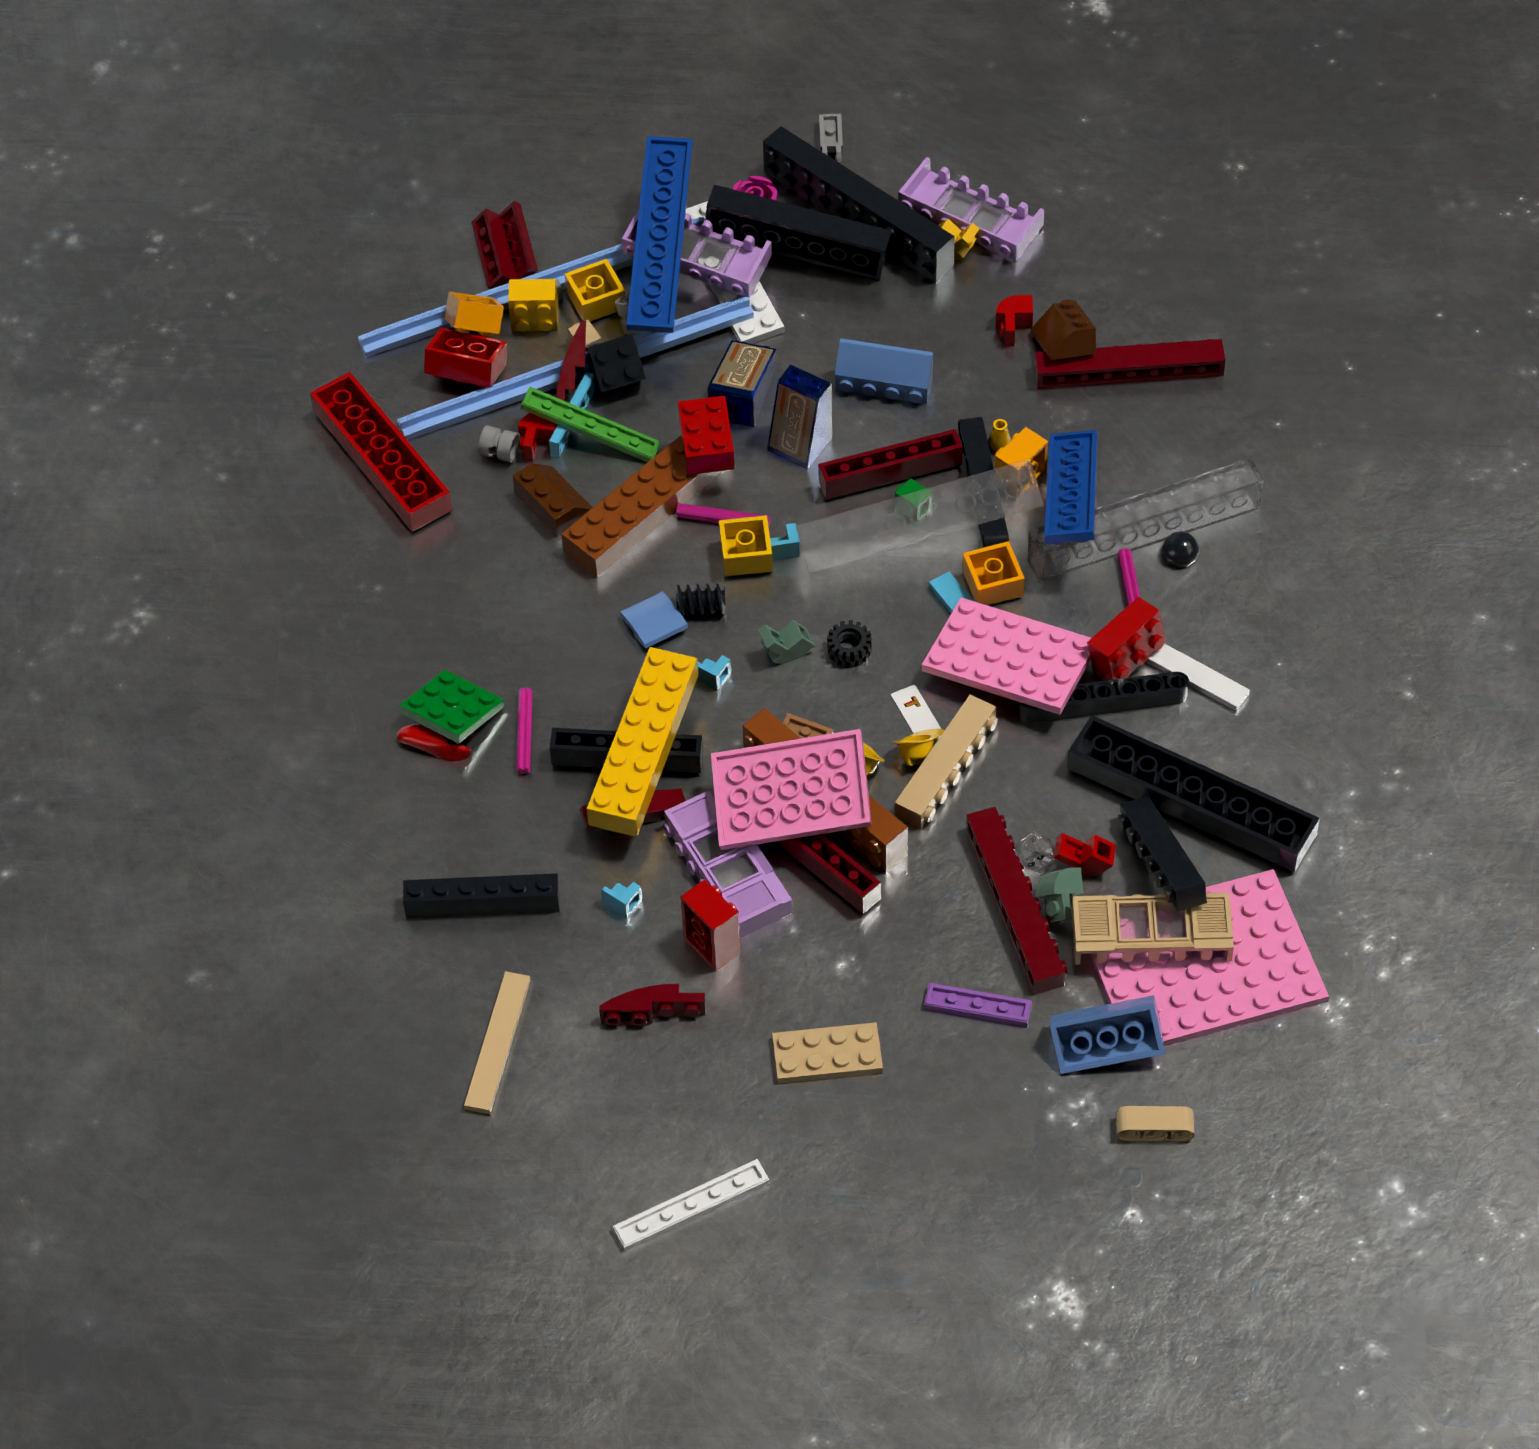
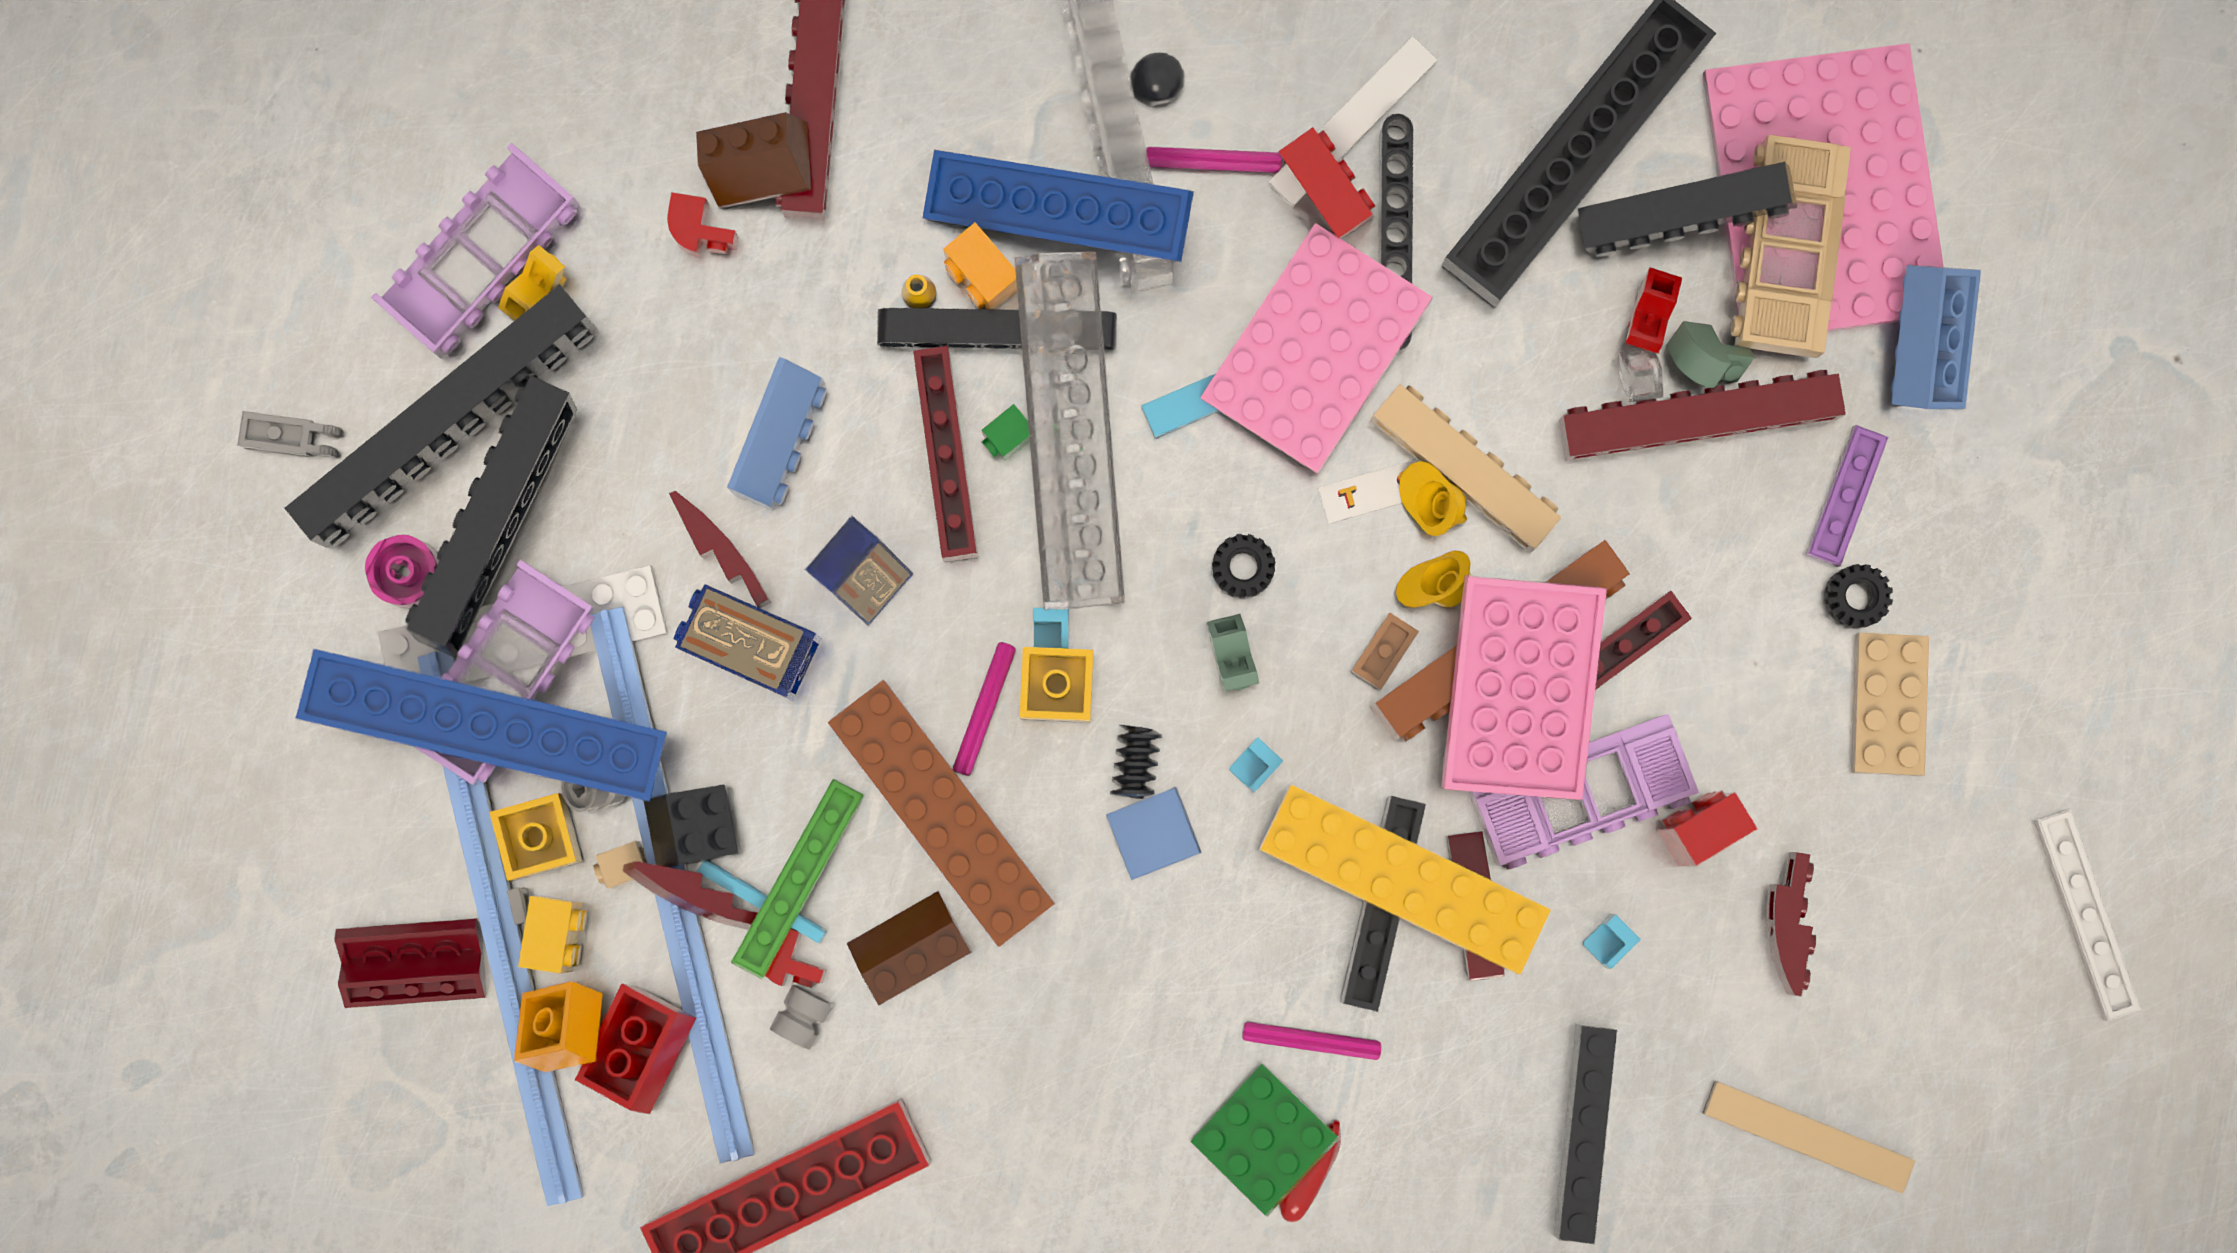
camera: 85 degrees left, 30 degrees up
(706, 435) = (874, 712): red brick -> none
(807, 354) = (711, 540): none -> dark red slope
(899, 1005) = (1879, 596): none -> black tyre
(993, 574) = (1168, 344): light orange brick -> none
(1155, 1123) = (2064, 304): tan beam -> none

